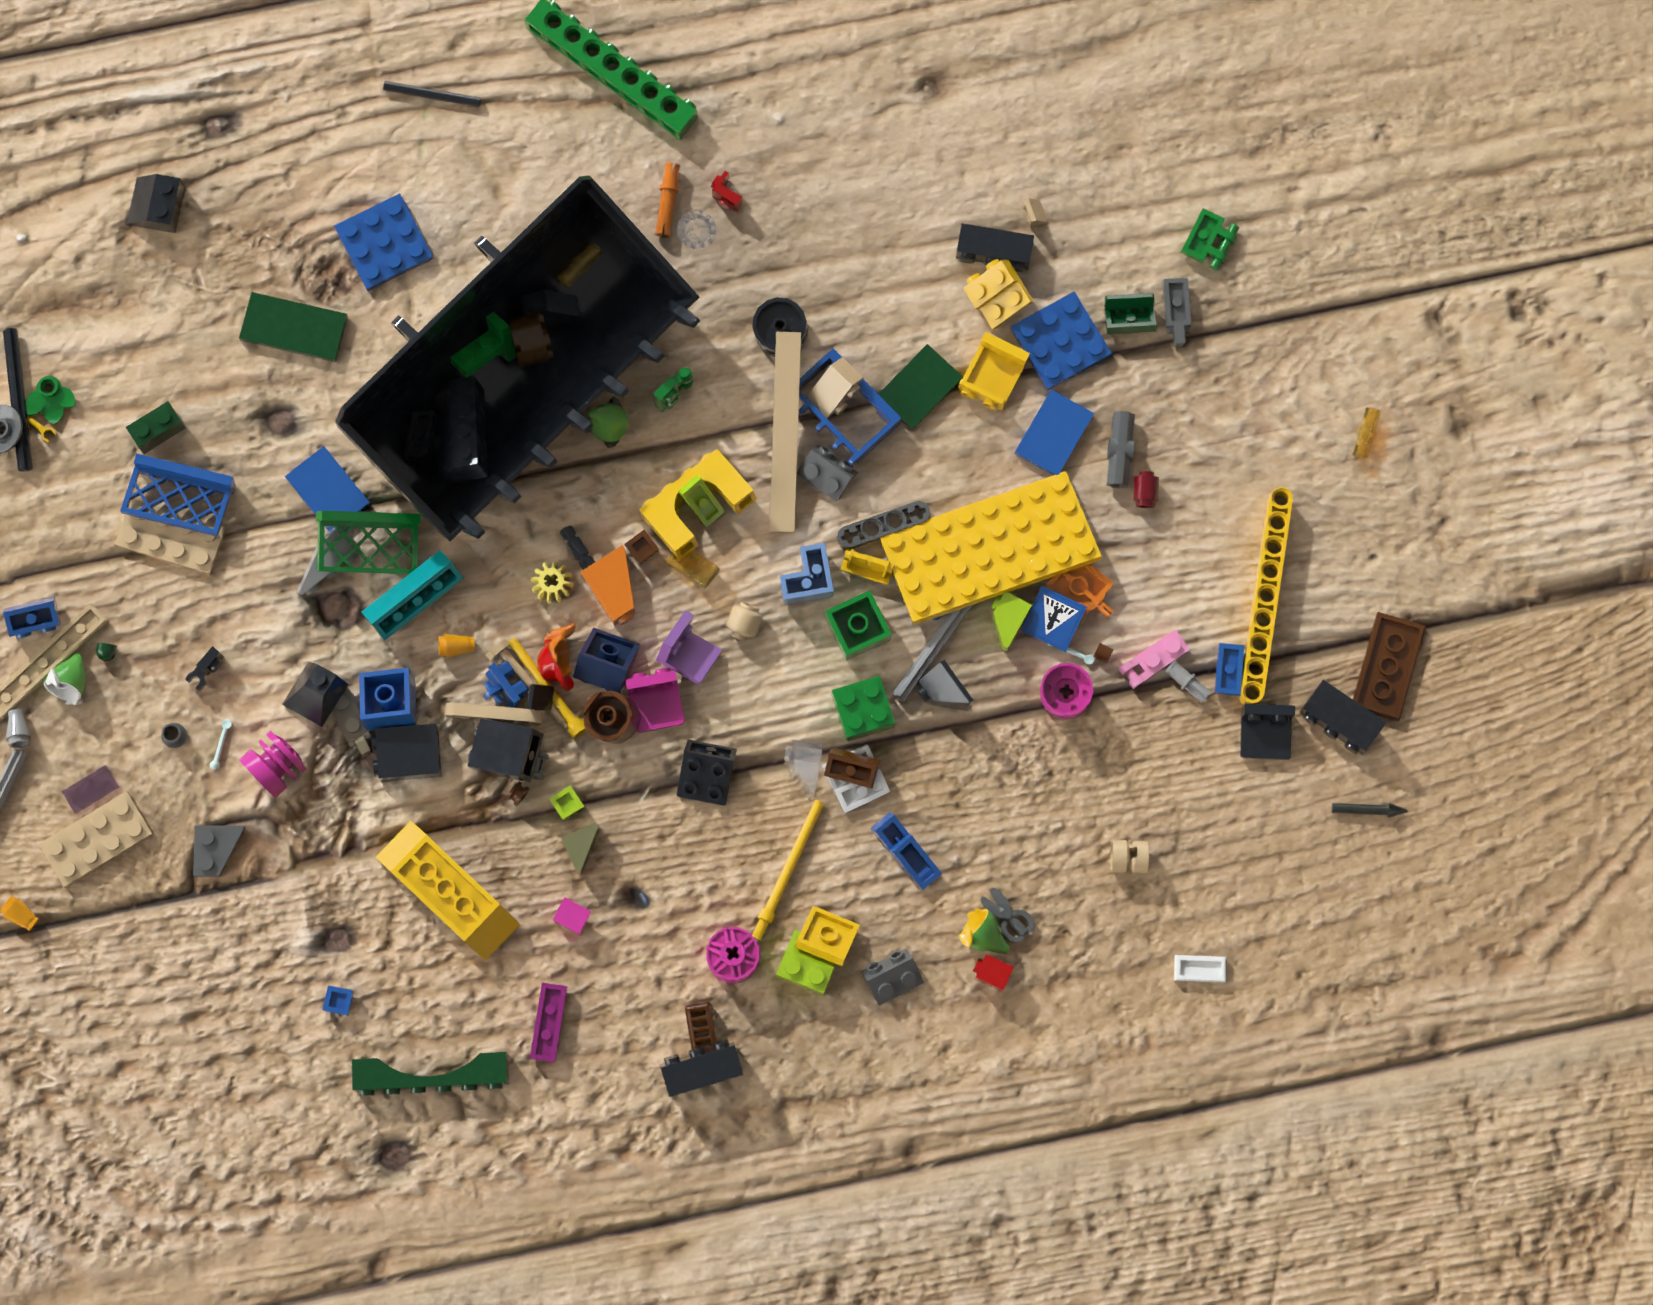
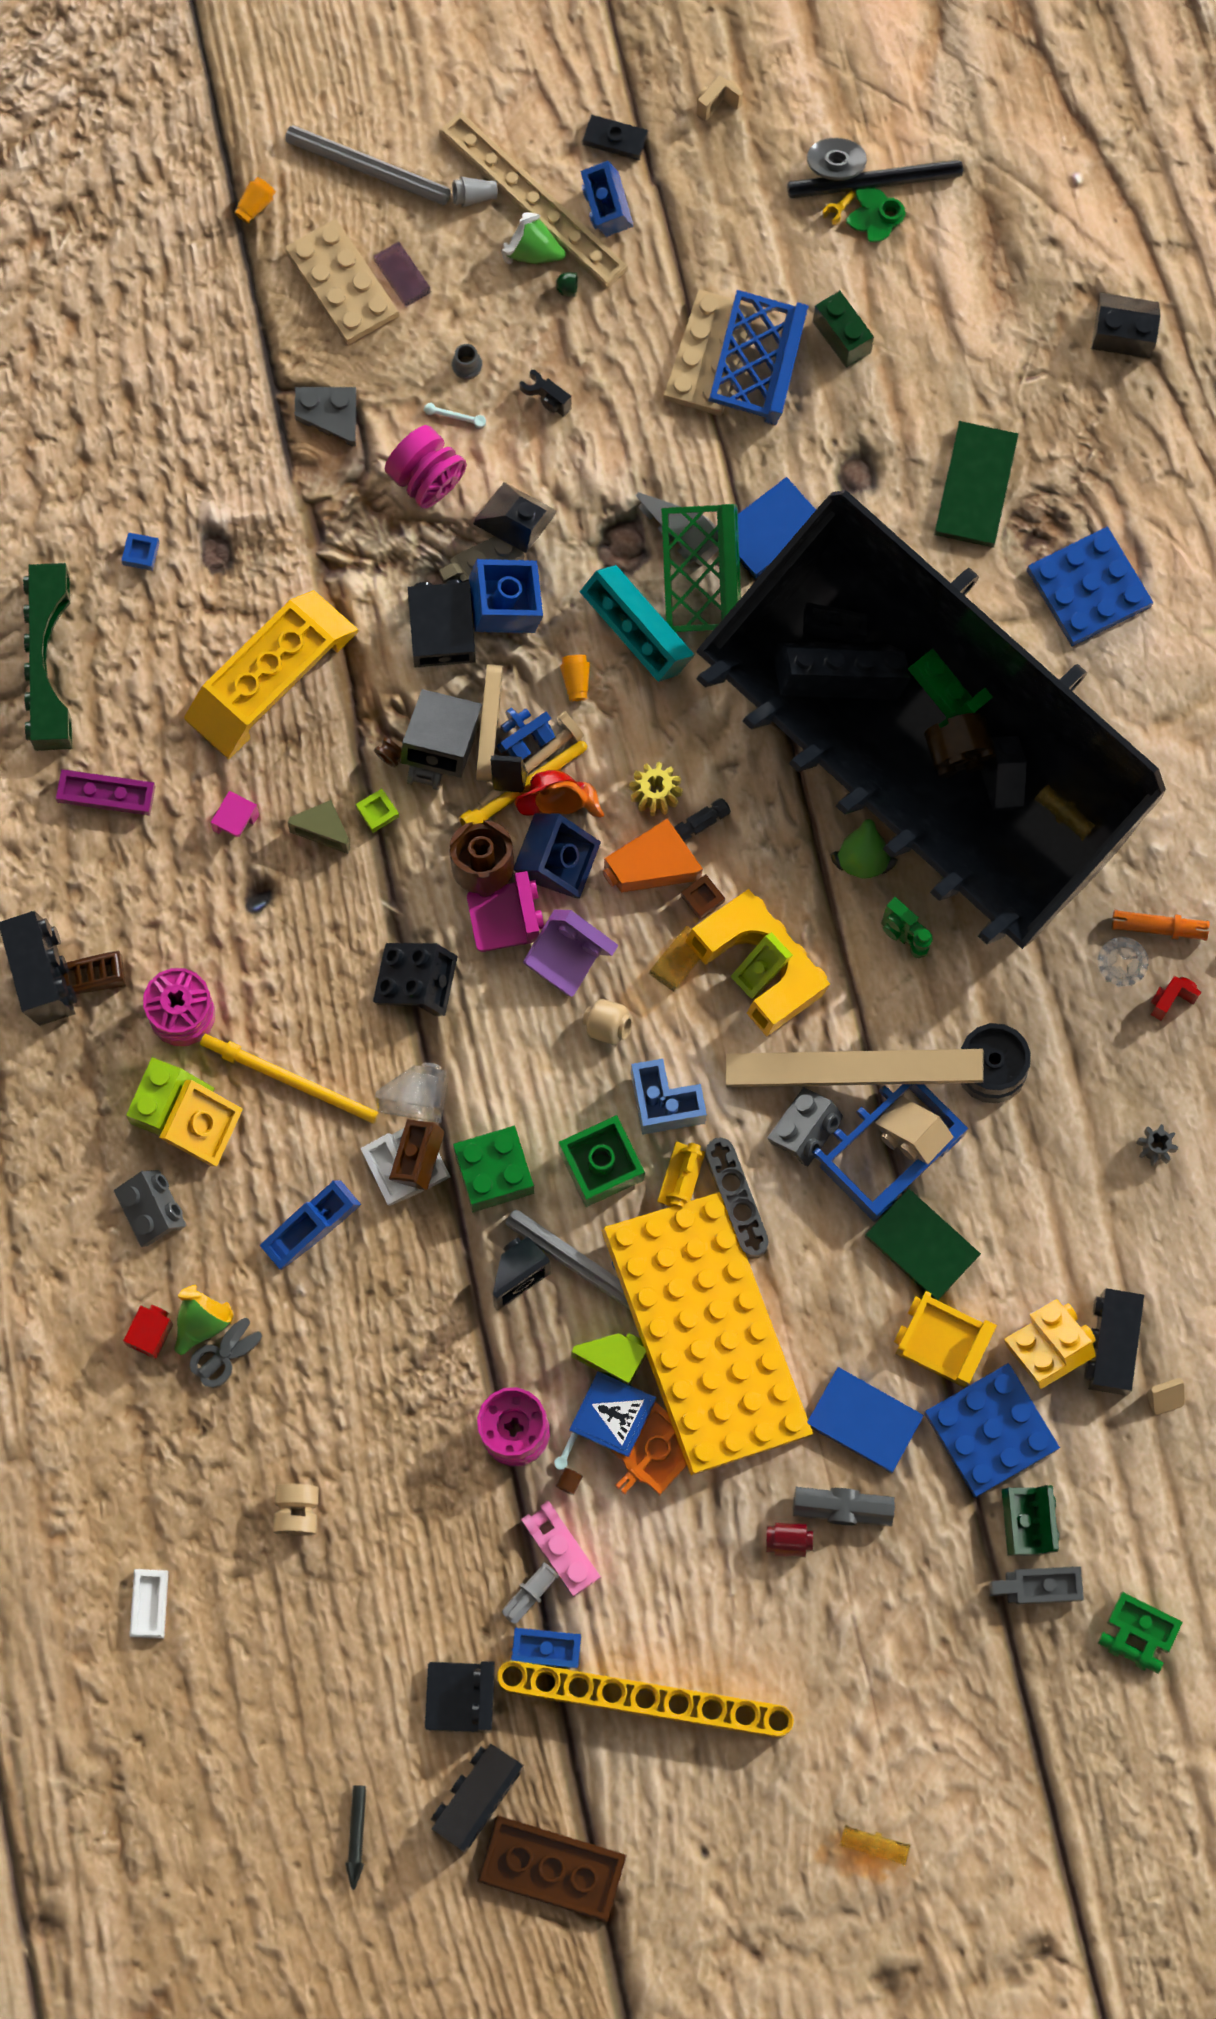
camera: 90 degrees right, 5 degrees down
(840, 216) = (1158, 1153): none -> dark grey gear

